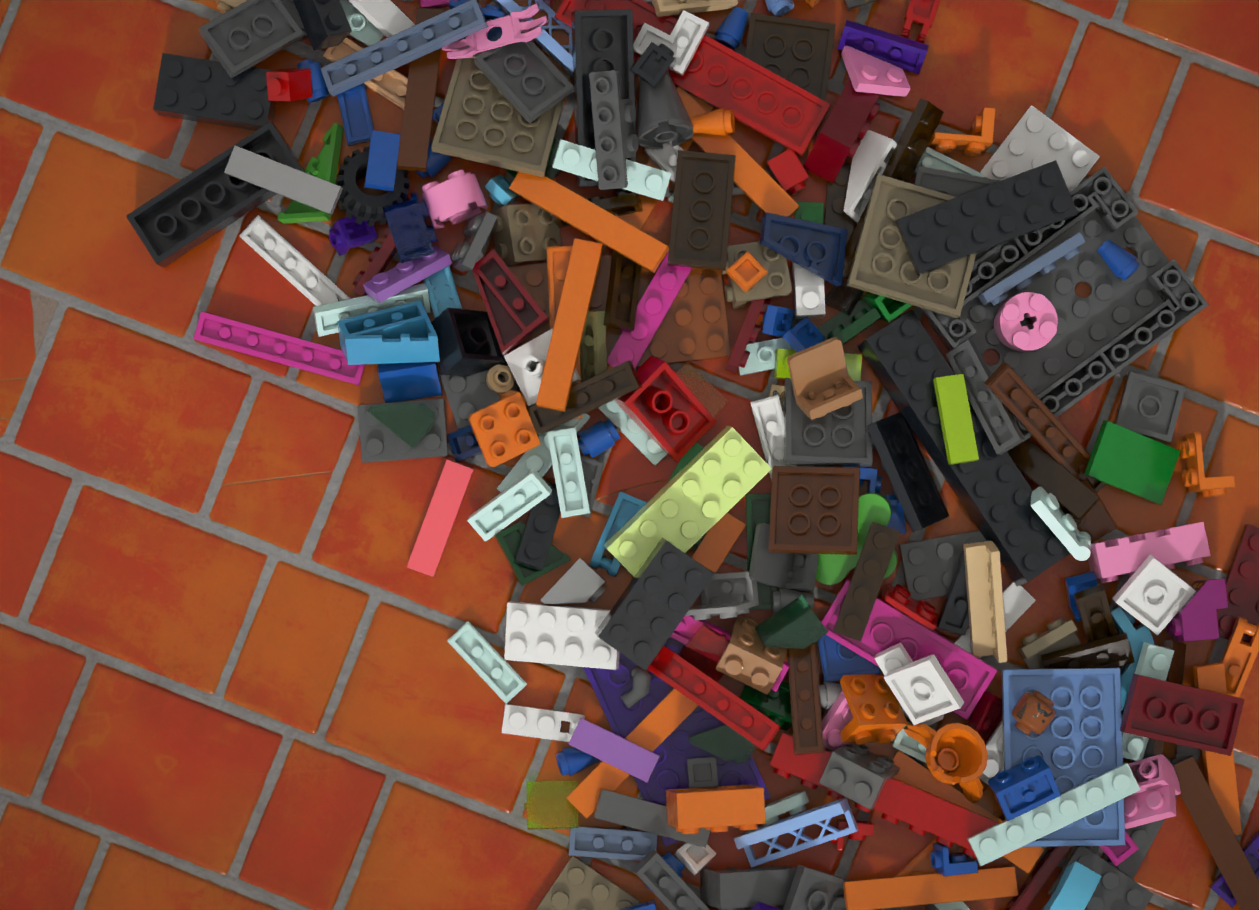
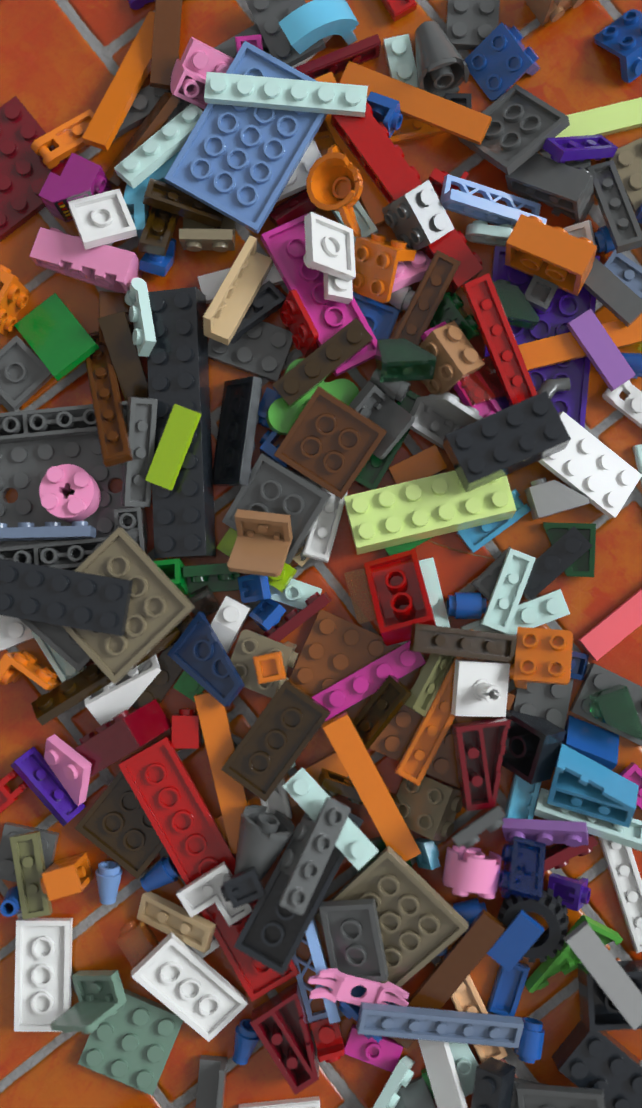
camera: 150 degrees left, 0 degrees up
(289, 84) = (554, 1052): red brick -> none
(493, 381) = (526, 700): tan plate -> none
(509, 505) = (569, 593): light aqua plate -> none
(569, 325) = (440, 709): orange tile -> none
(715, 122) = (220, 806): orange cone -> none
(1024, 787) = (296, 127): blue bracket -> none
(1033, 712) = (253, 178): dark orange head -> none
(1181, 714) = (138, 113): dark red plate -> none

